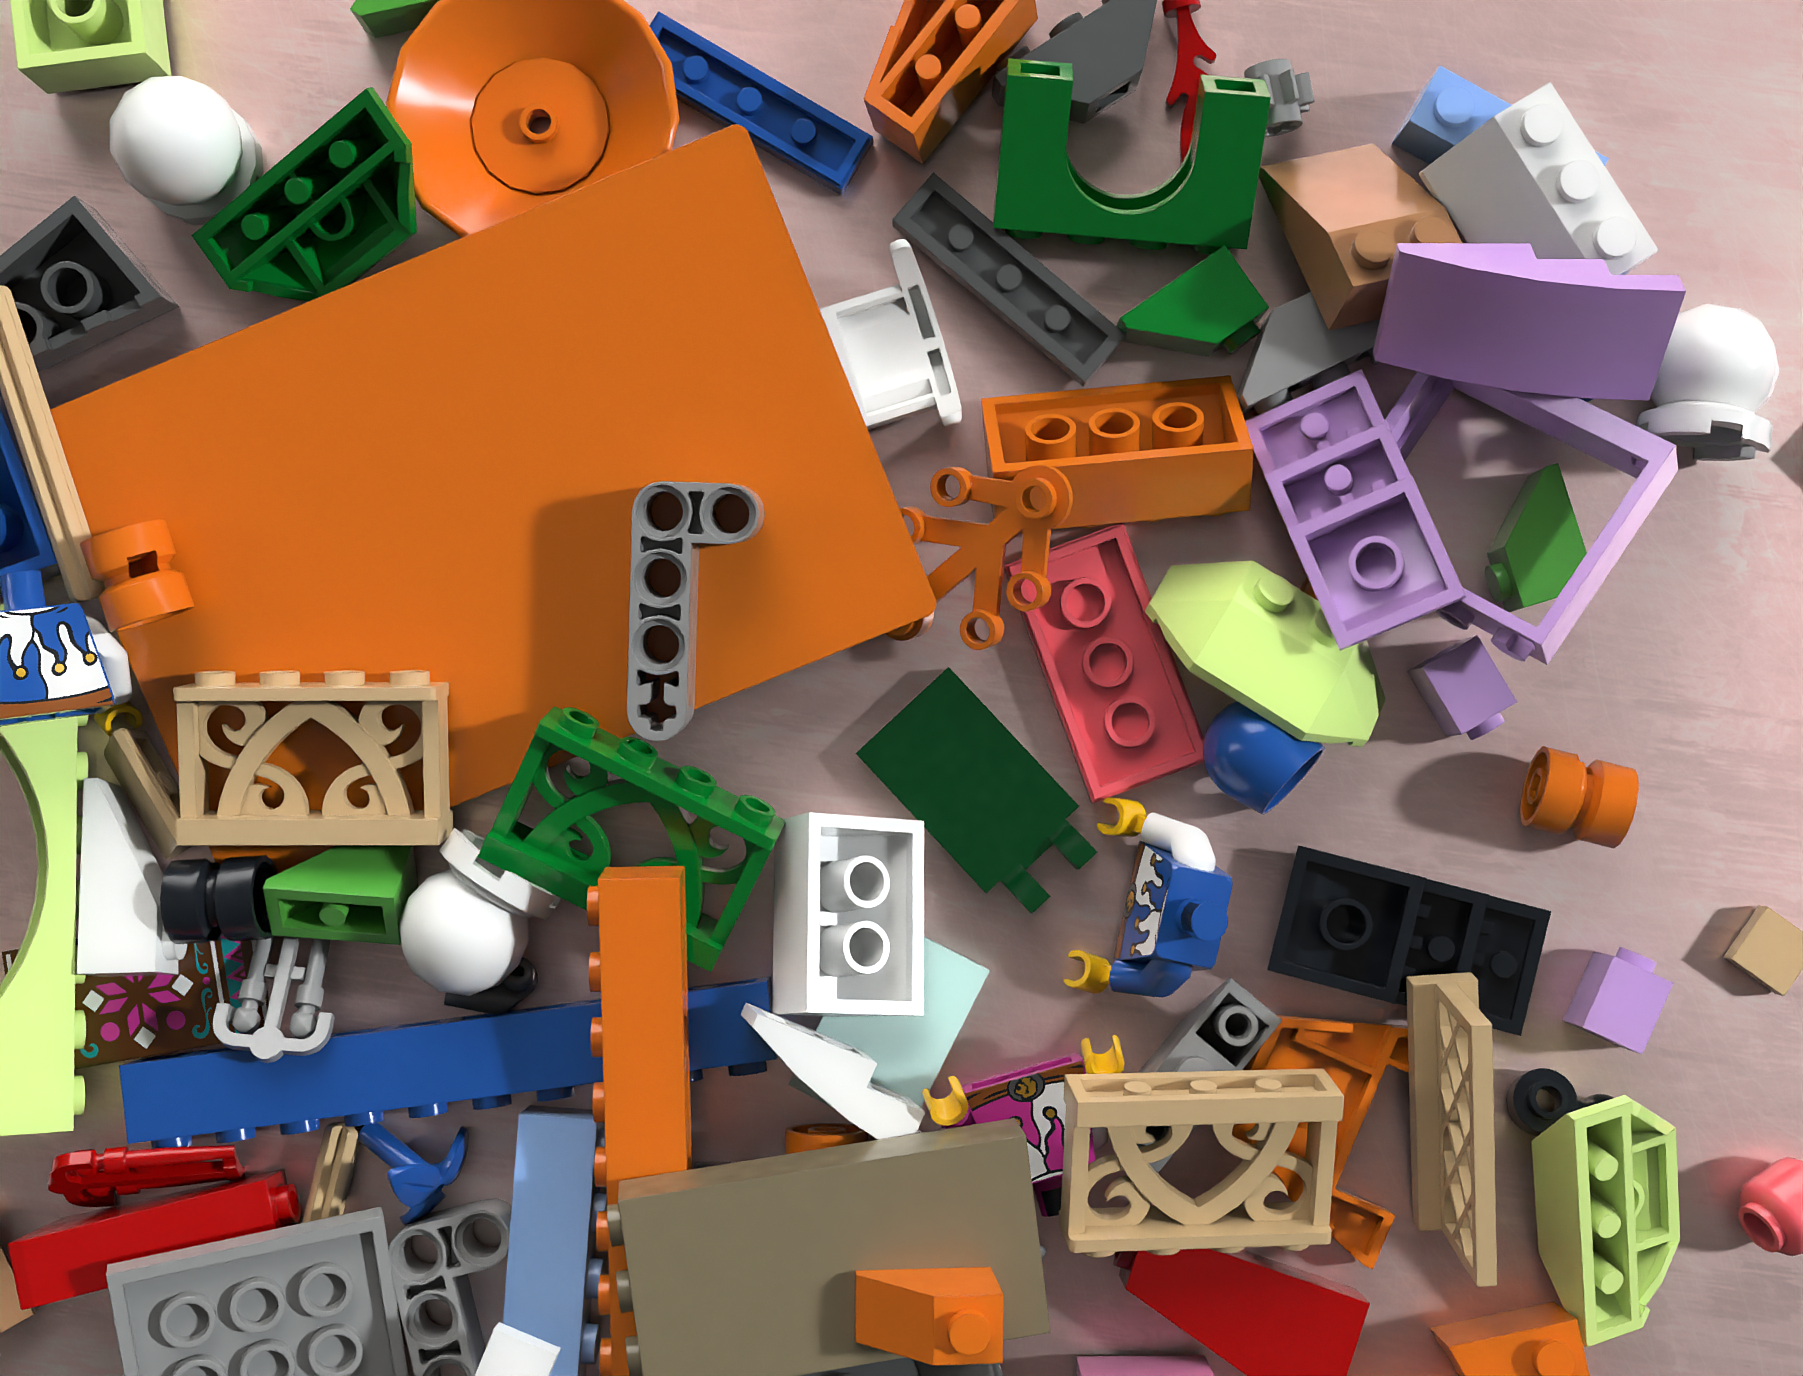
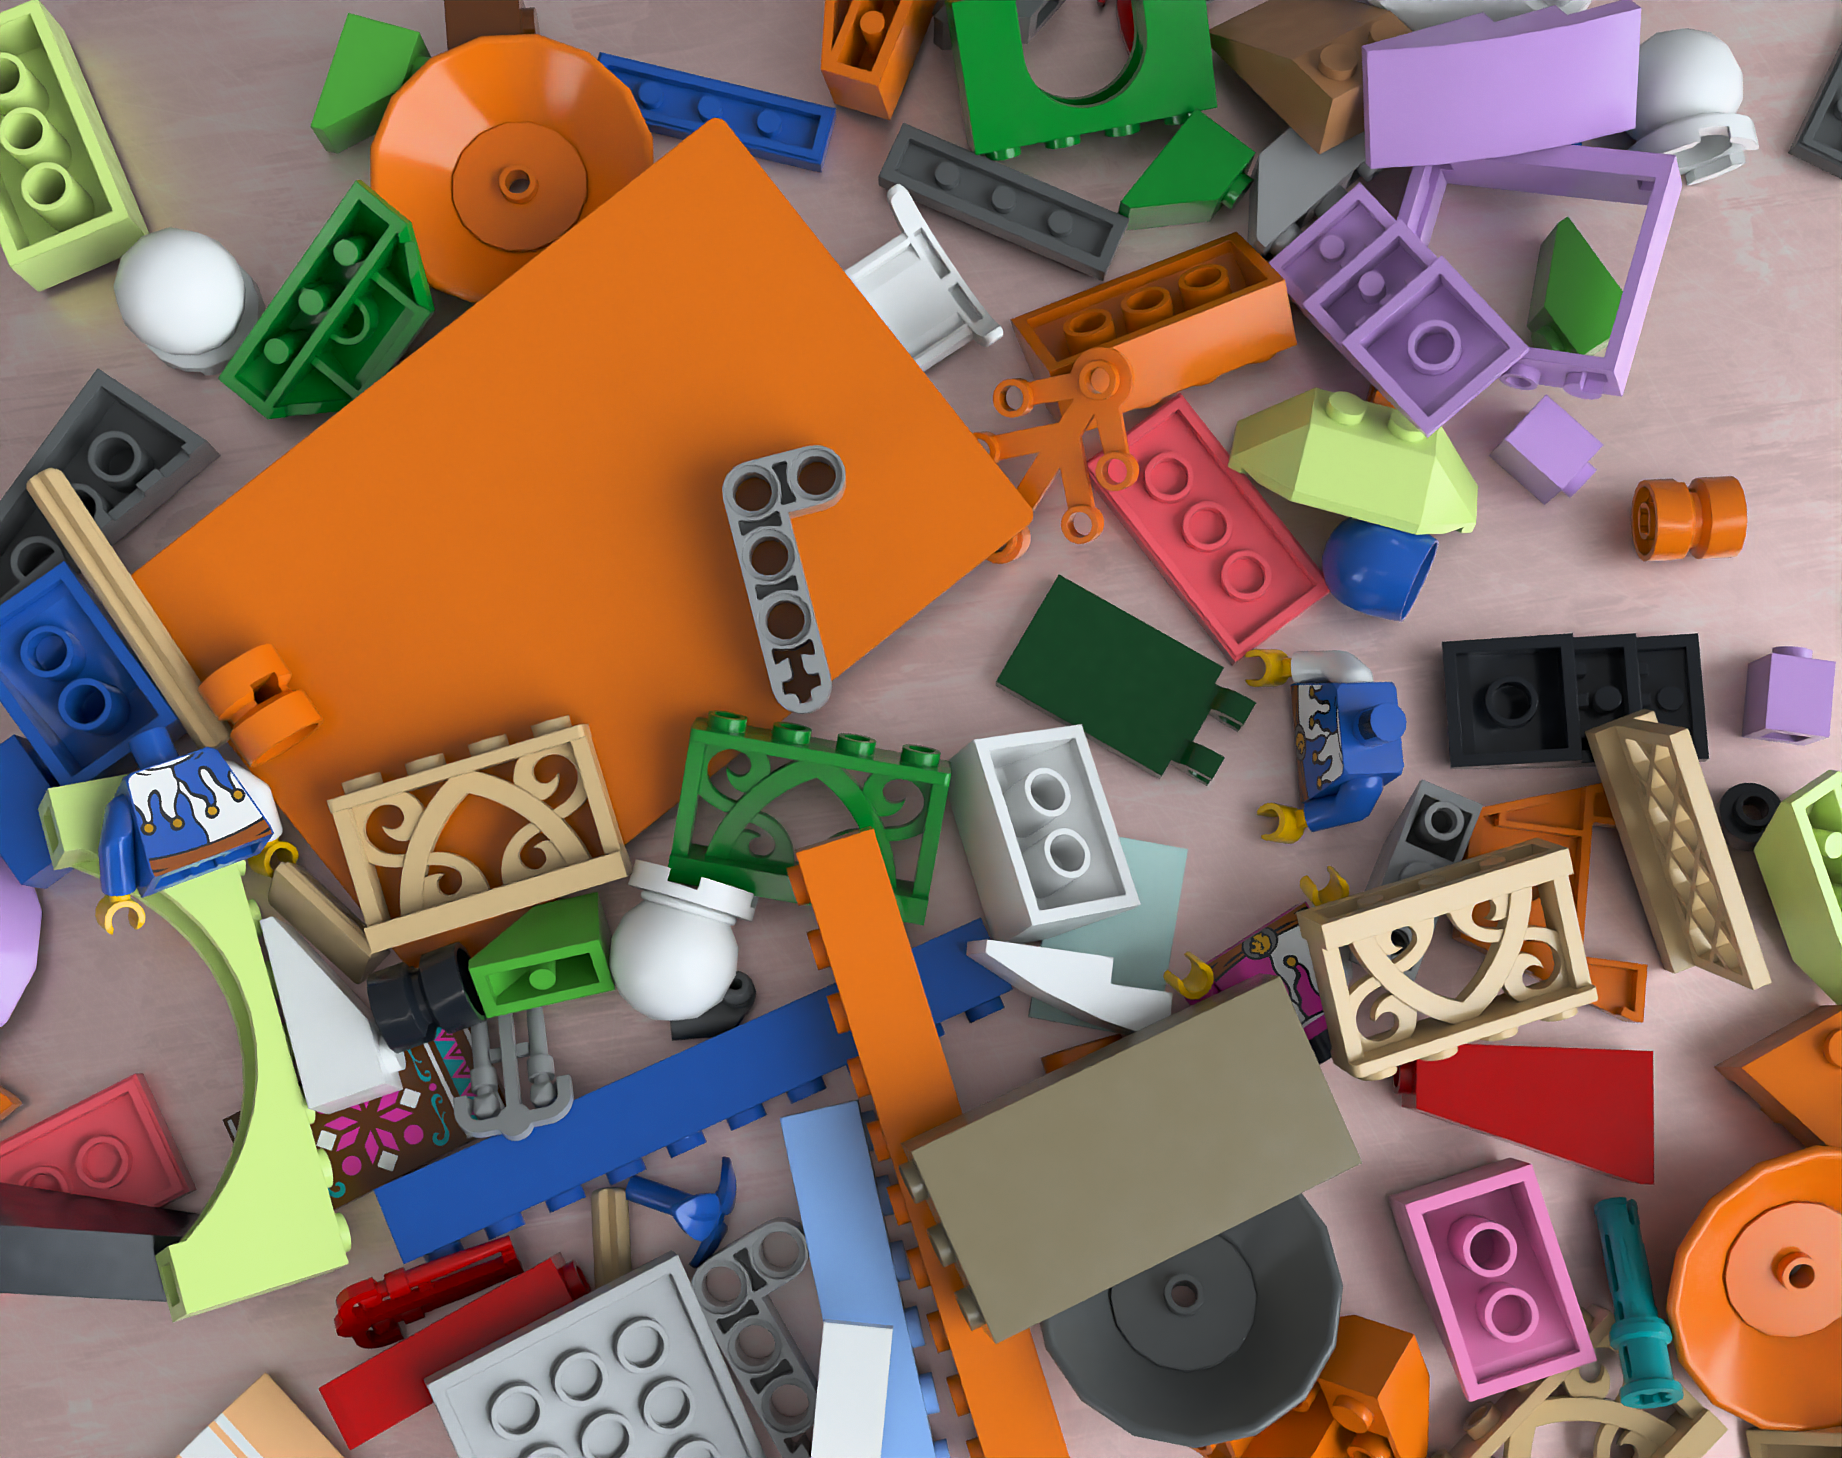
camera: 20 degrees left, 5 degrees down
(931, 1314) = (1245, 1171): orange slope -> none

